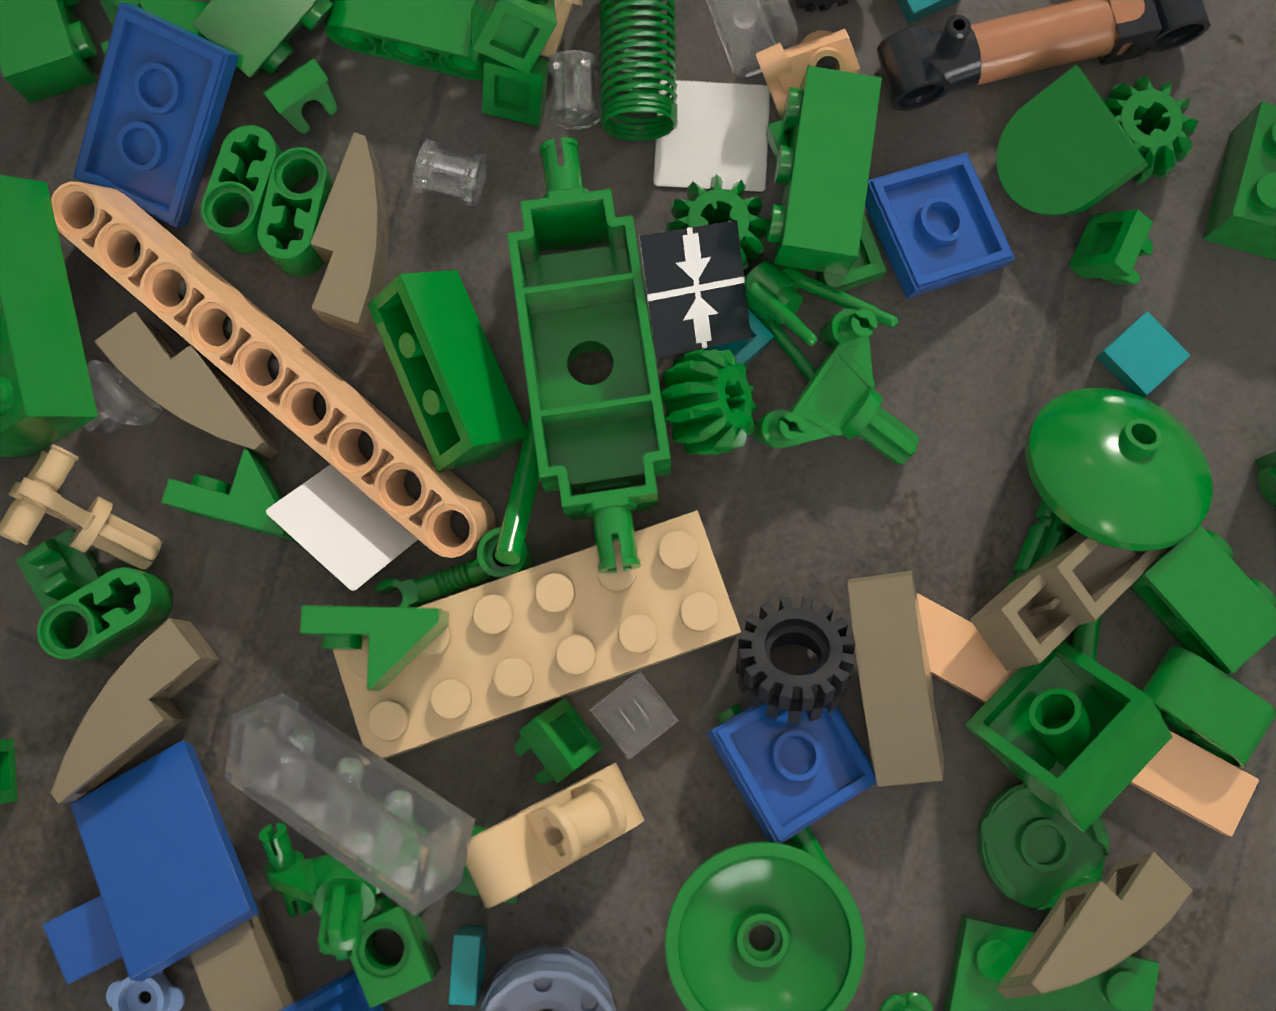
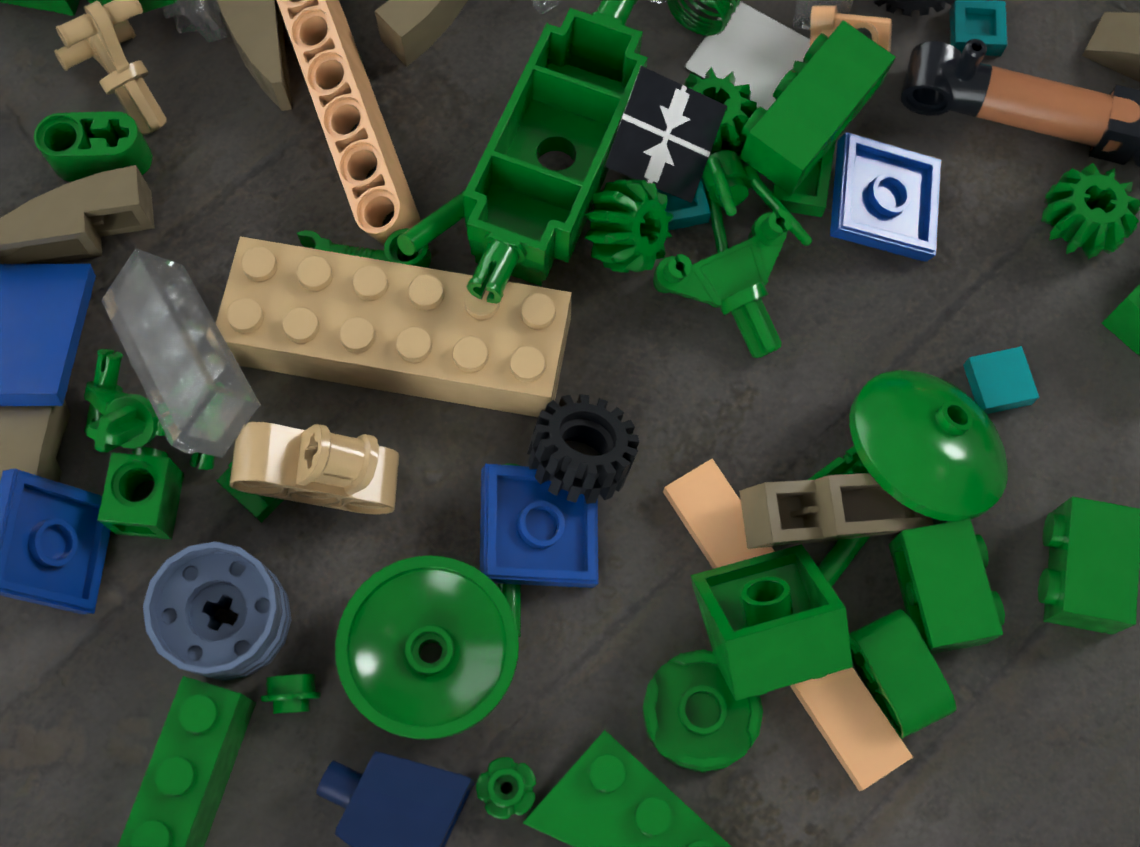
camera: 25 degrees right, 10 degrees down
(58, 569) = (81, 93): green tile -> none
(244, 507) = (243, 124): green slope -> none
(341, 527) = (301, 173): white sticker -> none
(393, 633) = (281, 244): green slope -> none
(446, 369) = (447, 104): green brick -> none
(468, 965) = (194, 528): teal tile -> none
(558, 741) = (364, 410): green tile -> none
(634, 715) = (435, 431): clear tile -> none
(895, 679) = (653, 507): dark tan slope -> none
(1065, 149) = (1019, 190): green tile -> none
(1097, 926) = (703, 786): dark tan slope -> none
(1112, 246) = (1017, 282): green tile -> none

